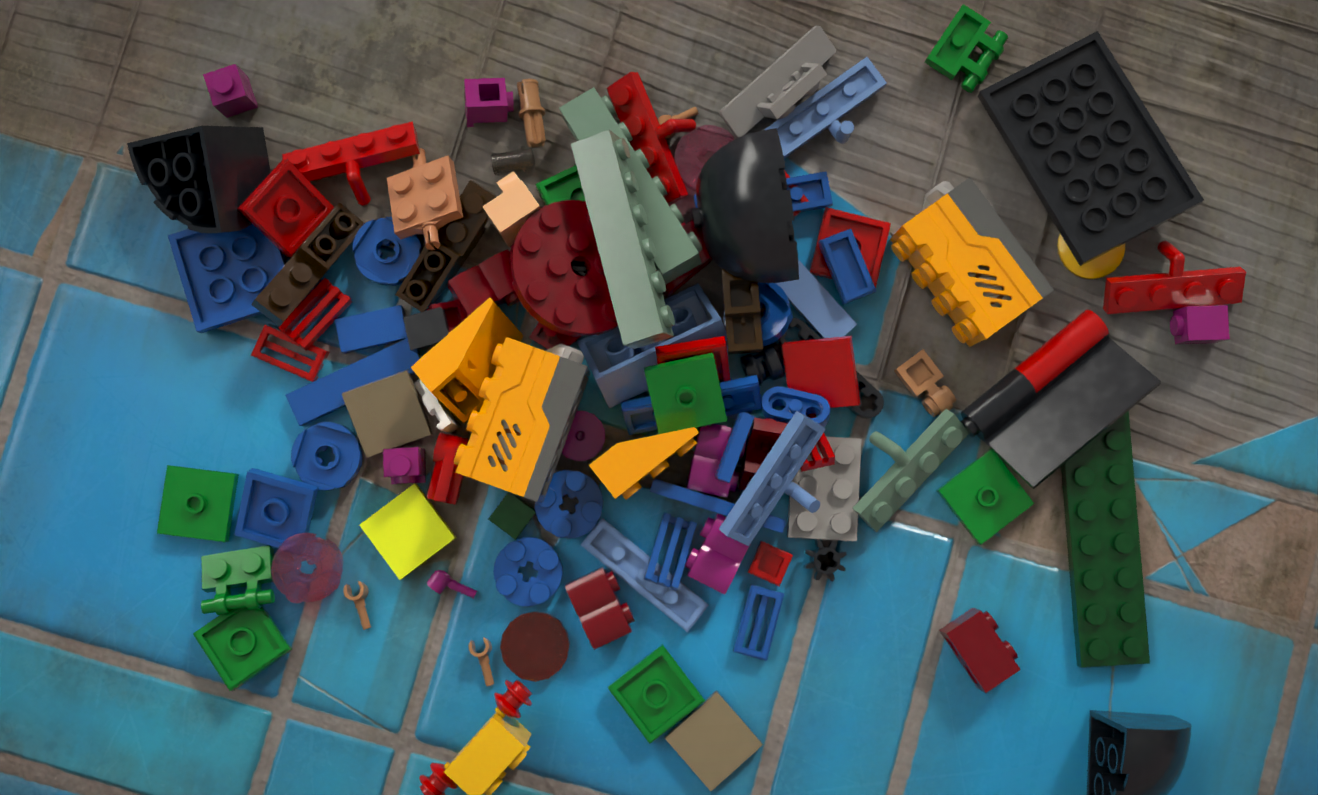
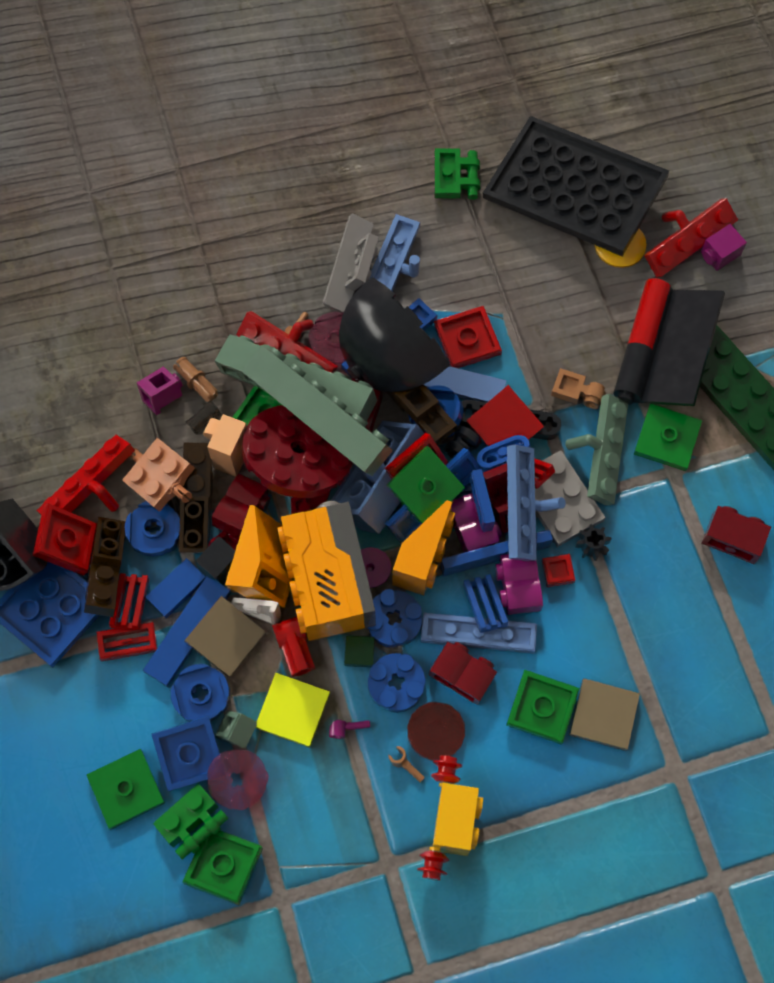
camera: 30 degrees left, 15 degrees down
(339, 515) = (236, 729): none -> sand green slope
(359, 601) = (288, 781): medium nougat hand -> none
(405, 465) = (261, 662): magenta brick -> none
(765, 594) = (586, 637): blue tile -> none
(847, 266) = (474, 347): blue tile -> none
(969, 261) = (550, 295): light orange piece -> none

